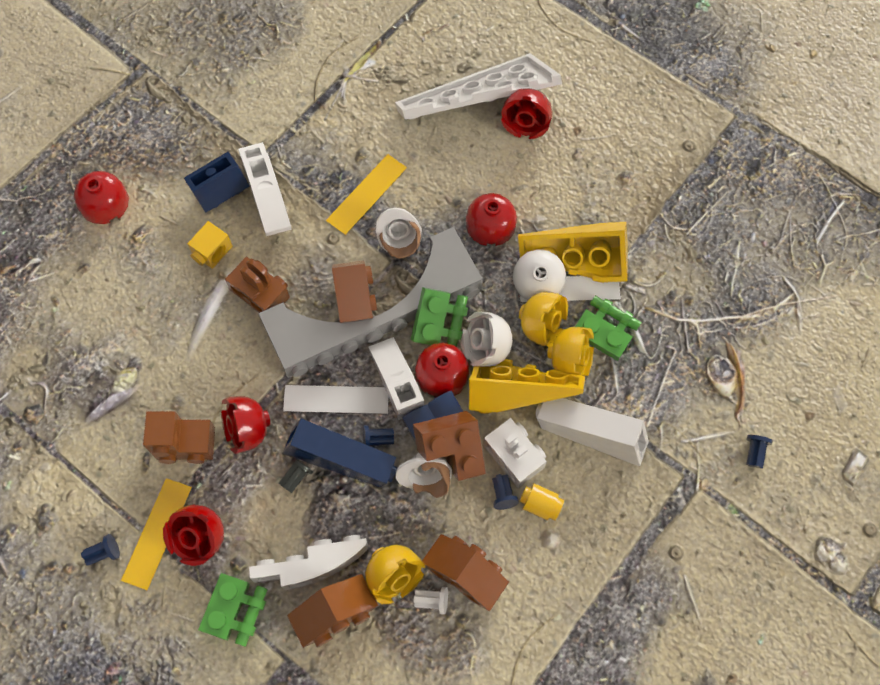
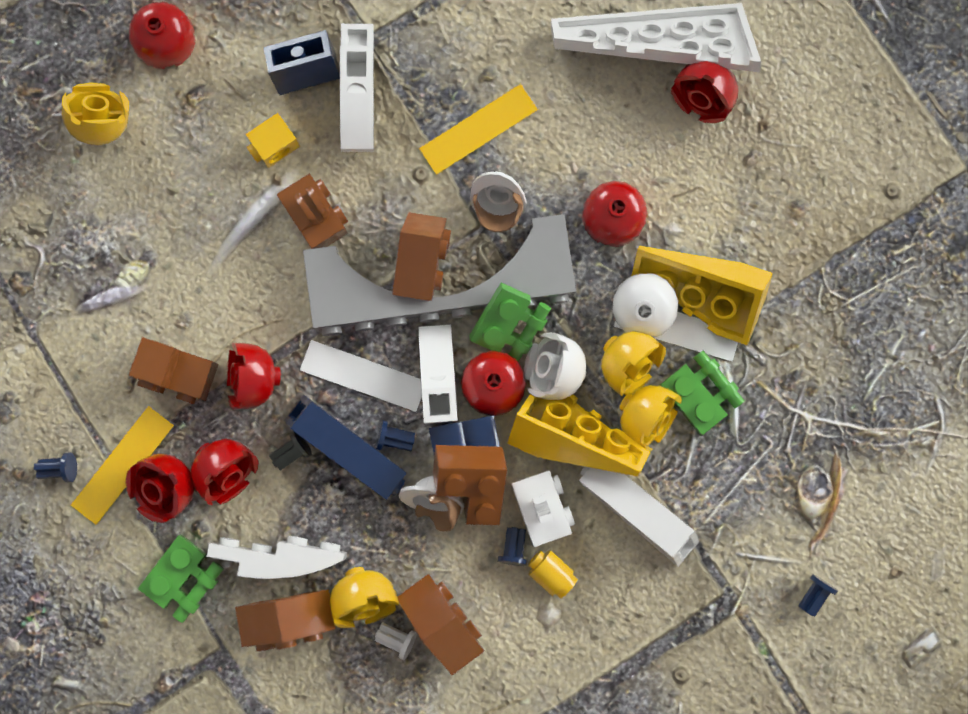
camera: 15 degrees right, 15 degrees up
(63, 265) = (95, 113): none -> yellow cylinder
(242, 505) = (221, 470): none -> red cylinder

